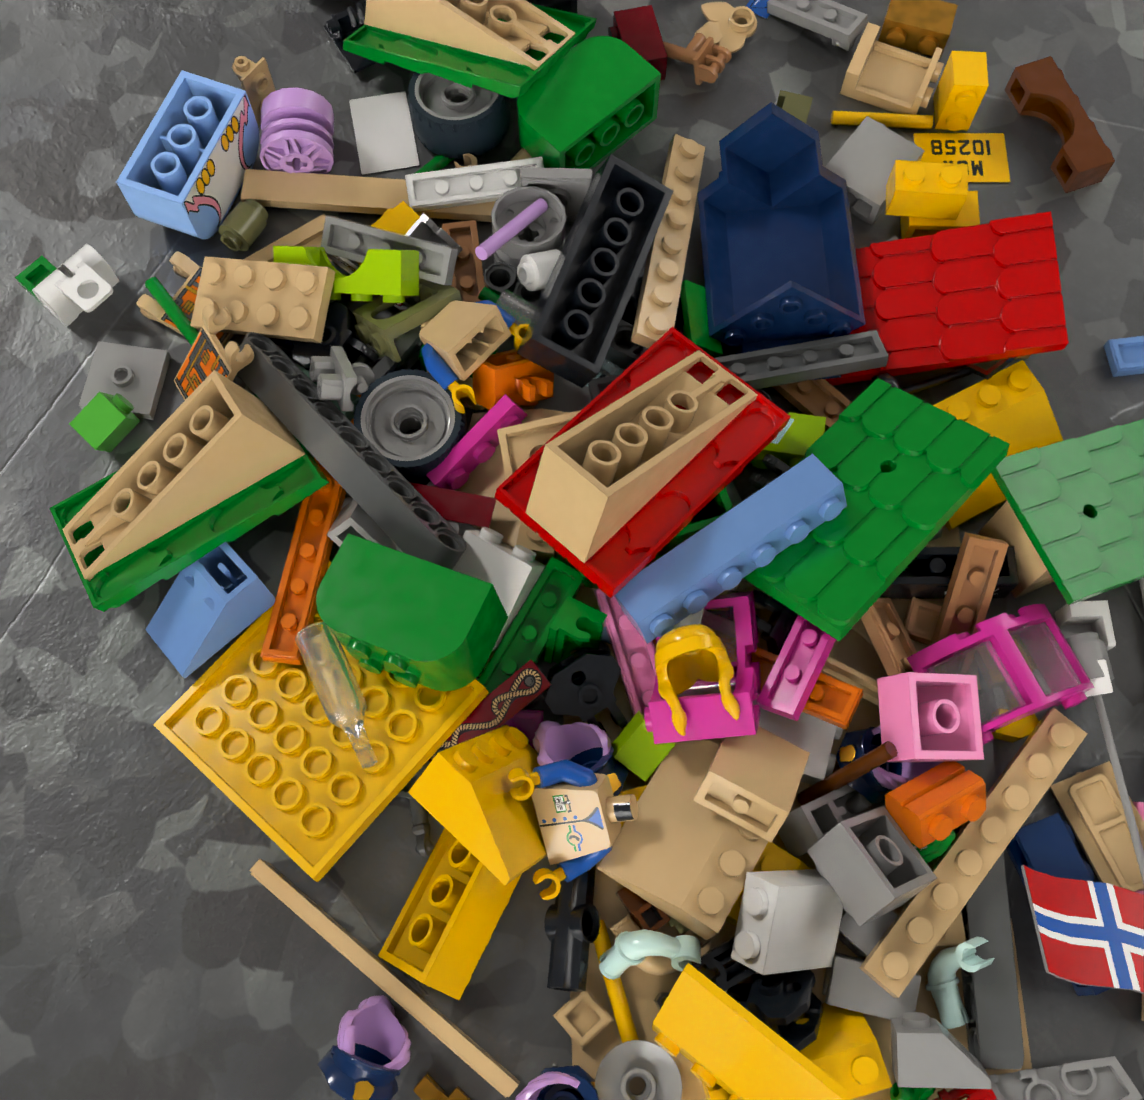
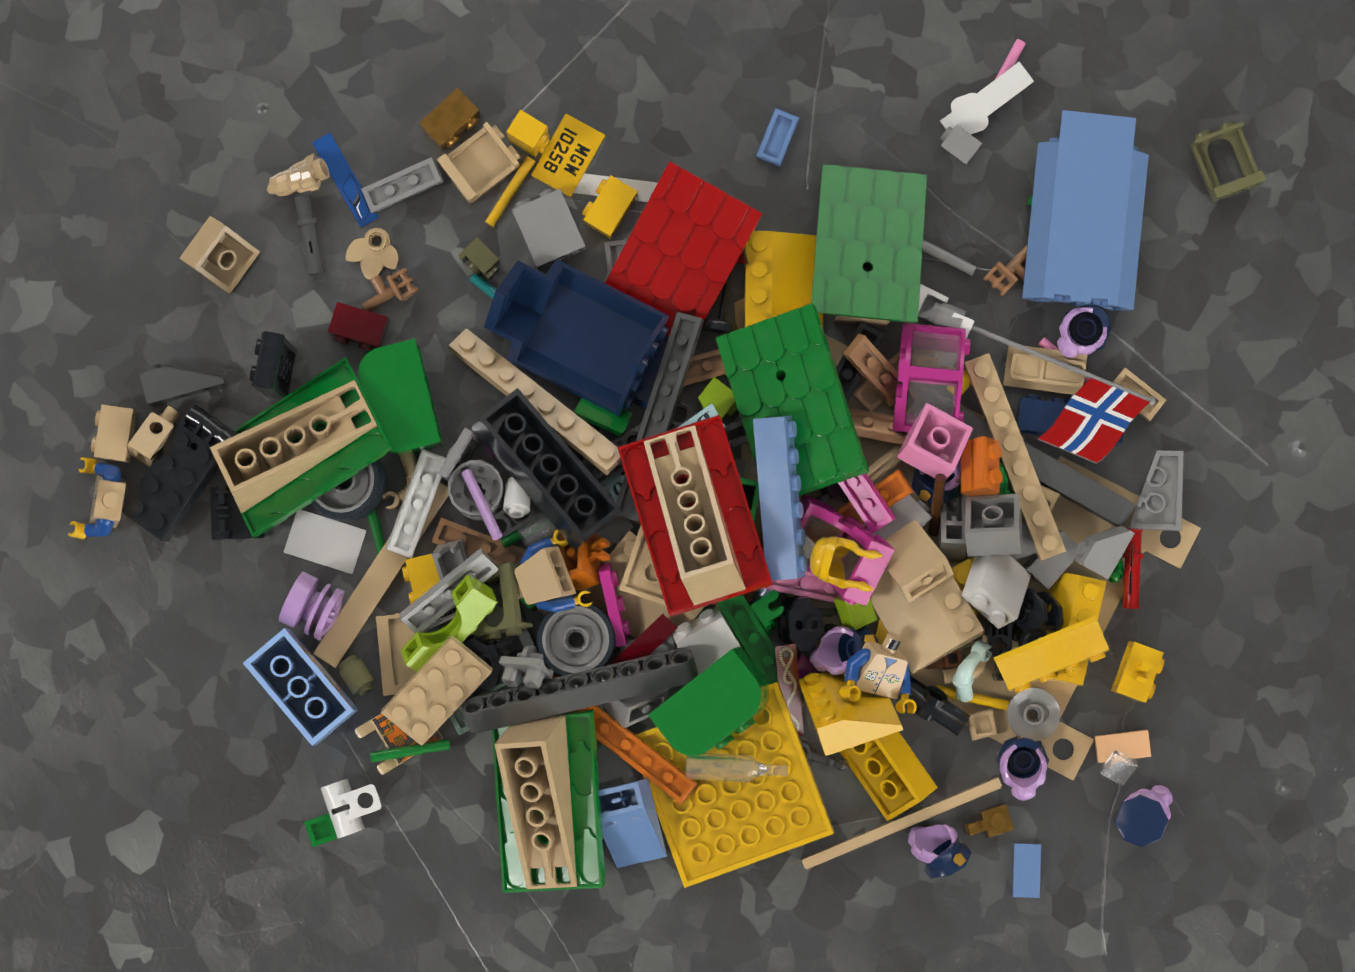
camera: 65 degrees left, 15 degrees up
(105, 421) = (463, 830): bright green brick -> none
(129, 371) = (431, 806): light grey plate -> none
(209, 355) = (466, 751): flag -> none
(255, 80) = (254, 616): tan hinge -> none
(926, 189) = (597, 215): yellow piece -> none
(943, 979) = (1072, 517): light aqua piece -> none
(1043, 92) = (552, 71): reddish brown arch -> none

